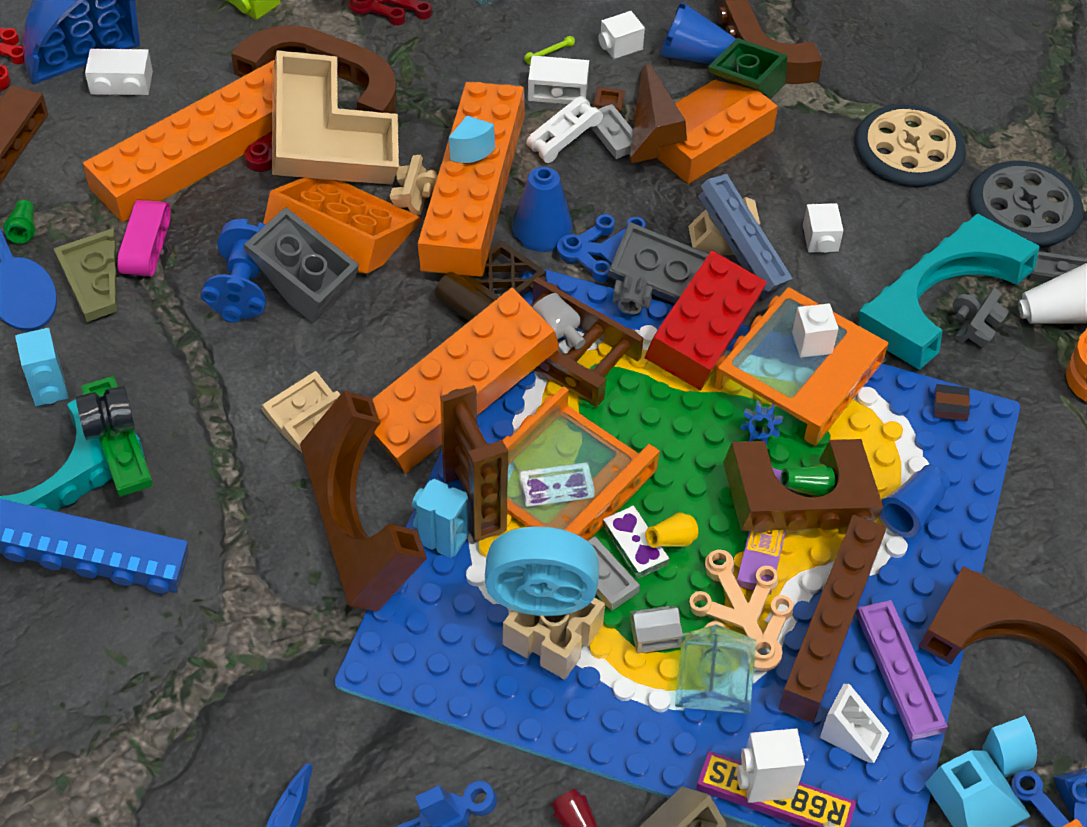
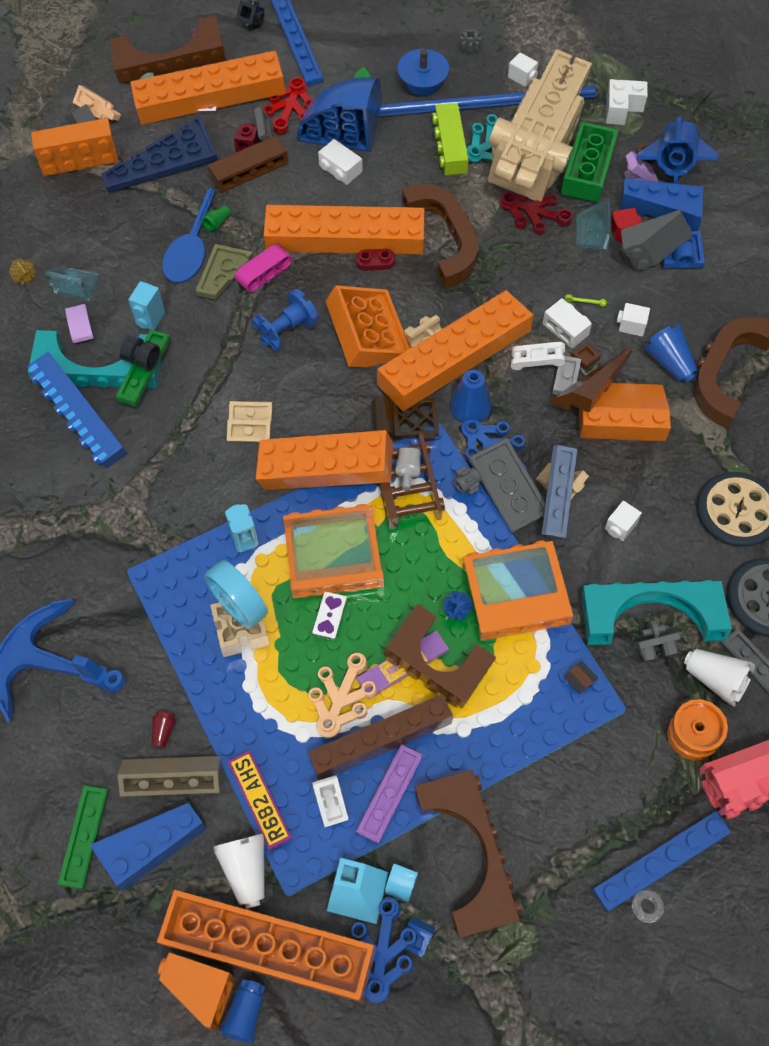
camera: 45 degrees right, 10 degrees up
(301, 264) = (315, 337): dark grey slope -> none
(319, 139) = (391, 267): tan piece -> none
(332, 451) = (190, 524): reddish brown arch -> none
(471, 140) = (460, 329): medium azure brick -> none
(475, 463) = (268, 517): reddish brown fence -> none
(557, 484) = (321, 554): clear tile -> none
(614, 582) = (294, 619): light grey plate -> none
(656, 628) = (291, 668): light grey piece -> none
(675, 531) = (348, 626): yellow cone -> none
(705, 320) = (489, 524): red brick -> none
(716, 670) = (293, 716): clear light blue slope -> none
(752, 67) = (682, 393): dark green slope -> none
(771, 765) = (256, 782): white brick -> none
(811, 480) = (447, 656): green cone -> none
(815, 330) = (531, 577): white brick -> none
(913, 501) = (493, 713): blue plant -> none

